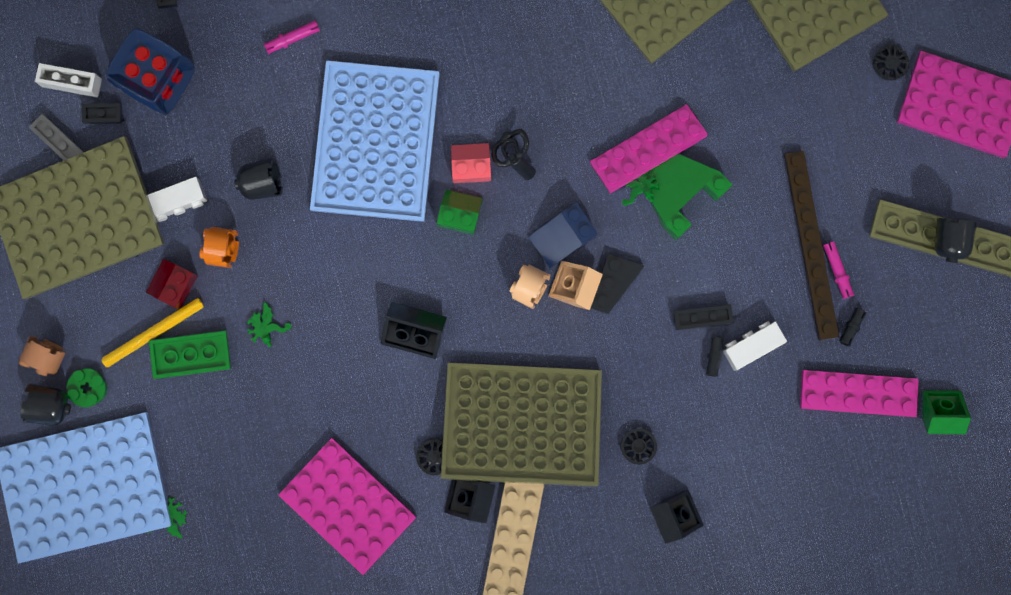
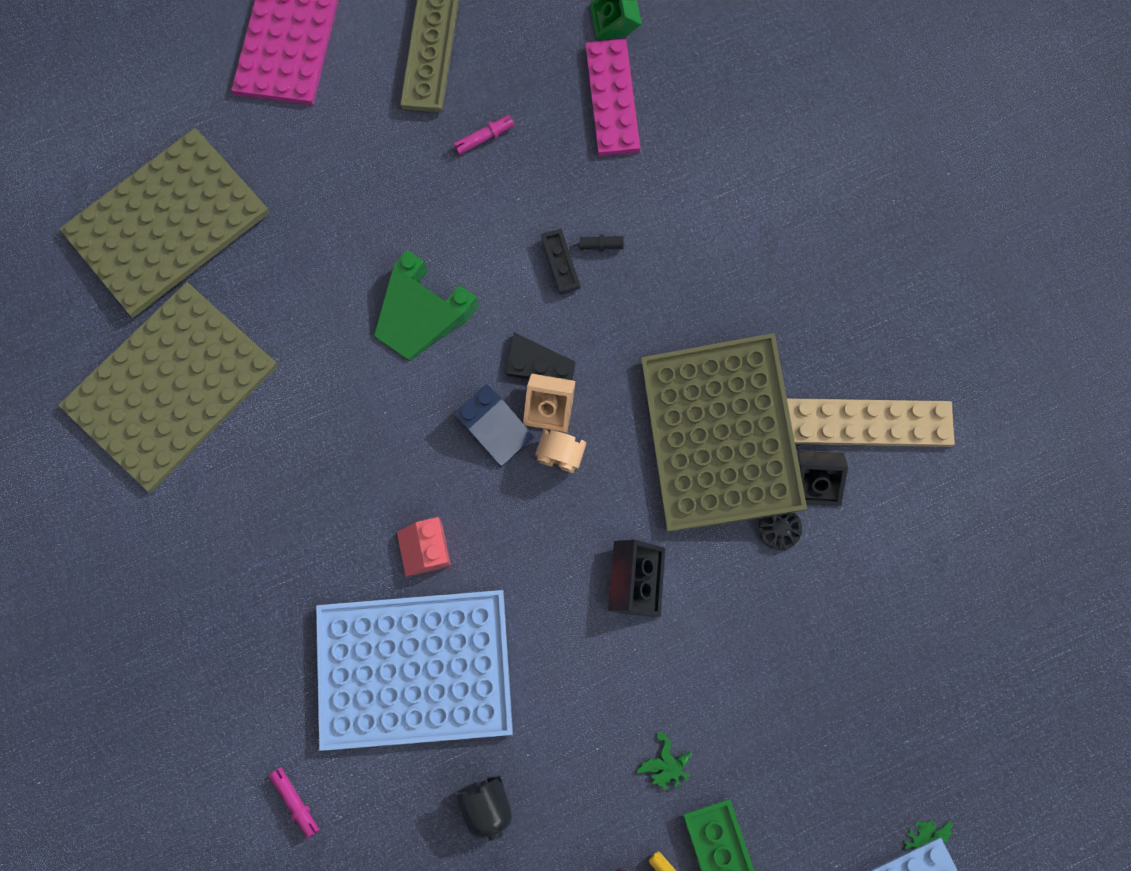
camera: 90 degrees left, 10 degrees down
(219, 247) = (579, 843): orange brick -> none
(347, 506) = (861, 621): dark pink plate -> none
(459, 212) = (485, 549): green slope -> none
(516, 159) = (413, 491): black piece -> none
(638, 446) = (717, 305): black wheel -> none
(643, 186) = (423, 350): green piece -> none
(648, 149) = (378, 350): dark pink plate -> none
(676, 517) = (786, 252): black slope -> none
(754, 345) = (582, 204): white brick -> none
(811, 245) = (460, 166): dark brown plate -> none
(852, 327) = (543, 112): black pin -> none
(891, 62) = (248, 118): black wheel -> none
(954, 239) = (433, 22): black cylinder -> none

